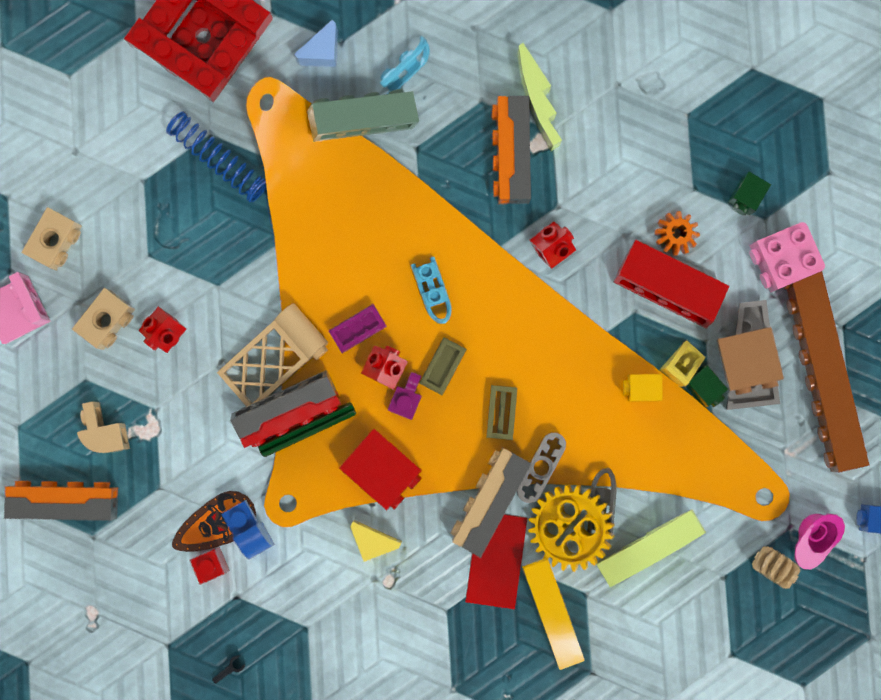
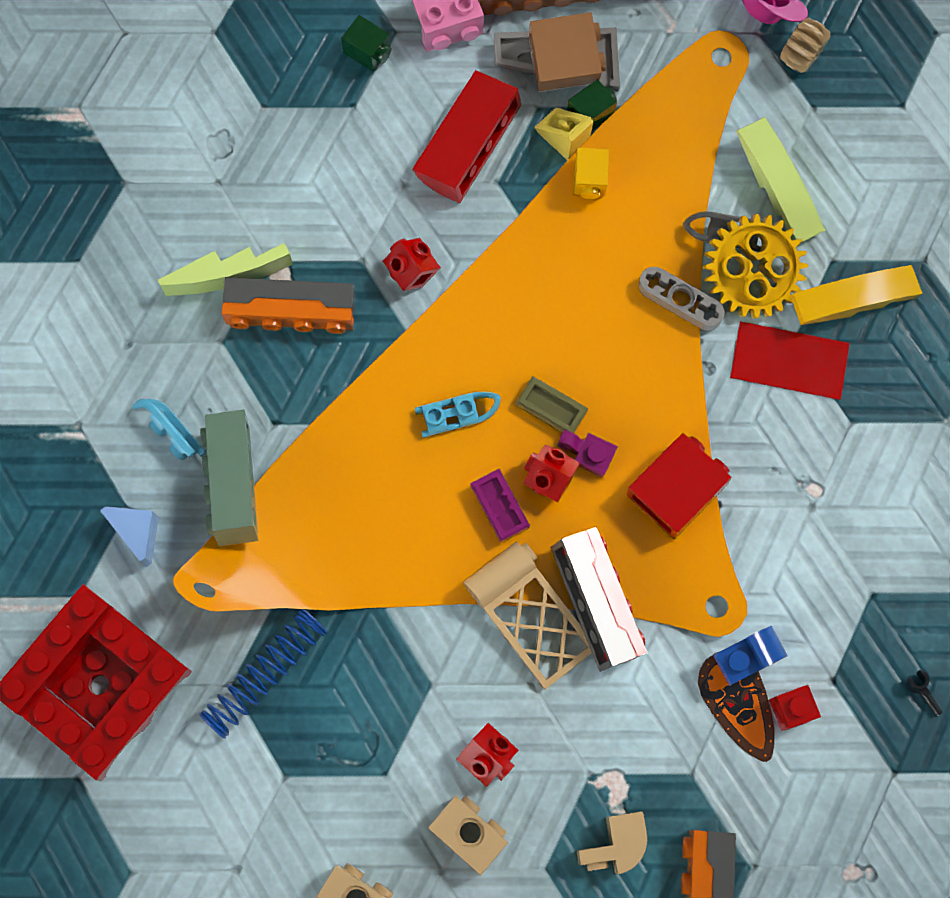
camera: 90 degrees left, 10 degrees down
(304, 431) = (627, 580): dark green axle -> none
(372, 542) = (769, 501): light yellow slope -> none
(491, 501) = (721, 357): piece -> none
(499, 435) = (612, 341): olive tile -> none
(682, 242) = (407, 115): orange gear -> none

